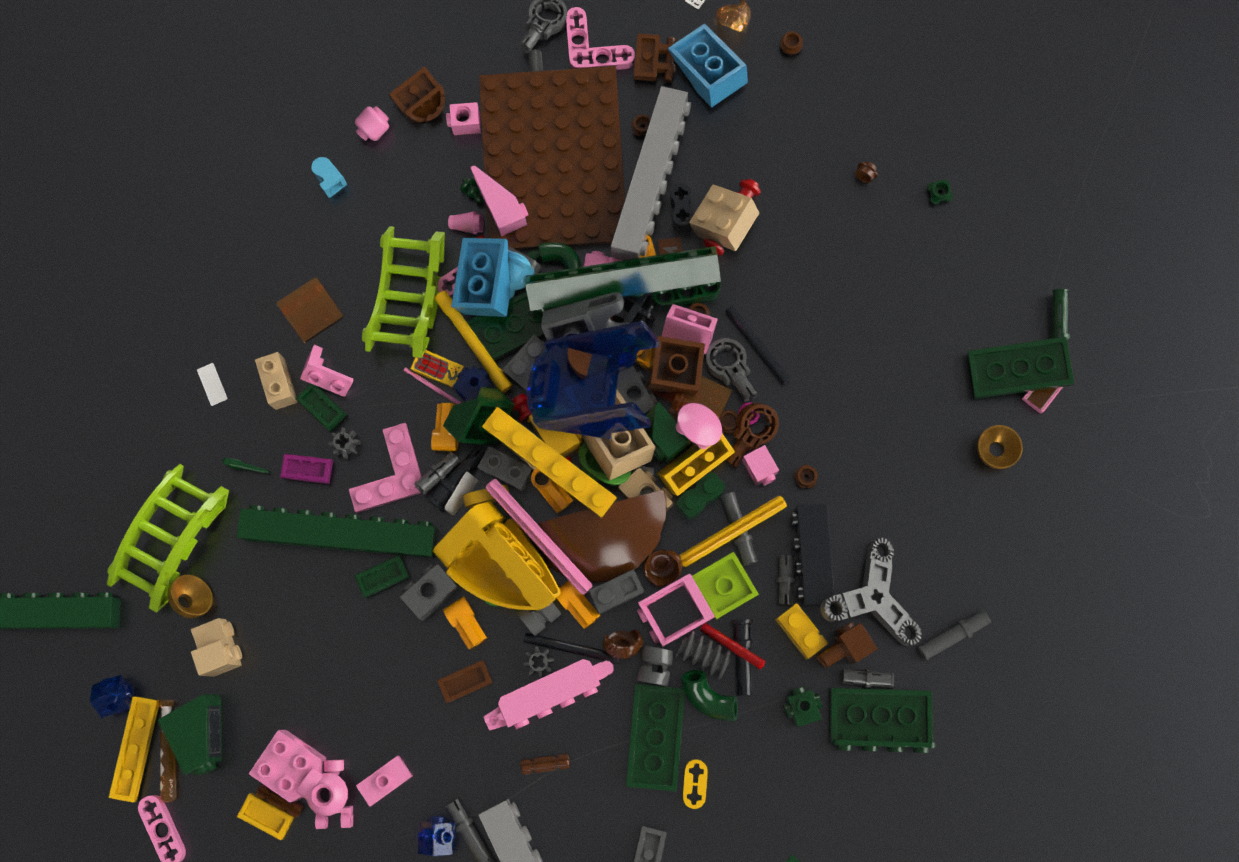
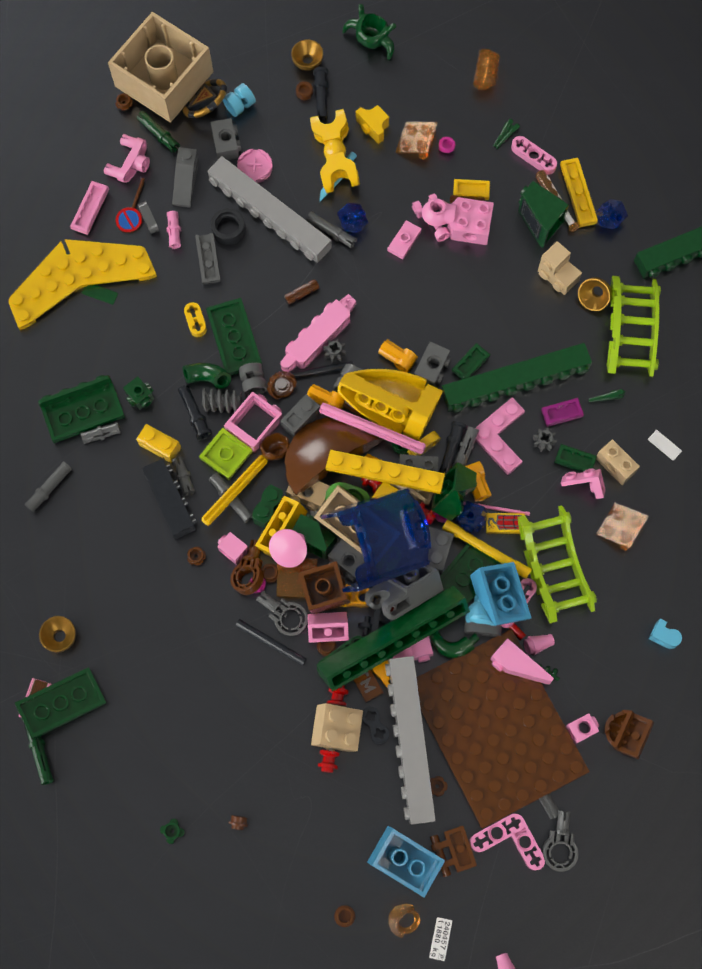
camera: 155 degrees right, 5 degrees down
(371, 123) = (654, 692): bright pink head -> none
(465, 486) = (442, 444): white sticker -> none
(465, 681) = (380, 320): reddish brown tile -> none
(579, 362) = (397, 556): reddish brown tile -> none
(732, 646) = (202, 412): red bar -> none
(851, 644) = (120, 444): reddish brown brick -> none
(885, 608) = (116, 499): piece -> none

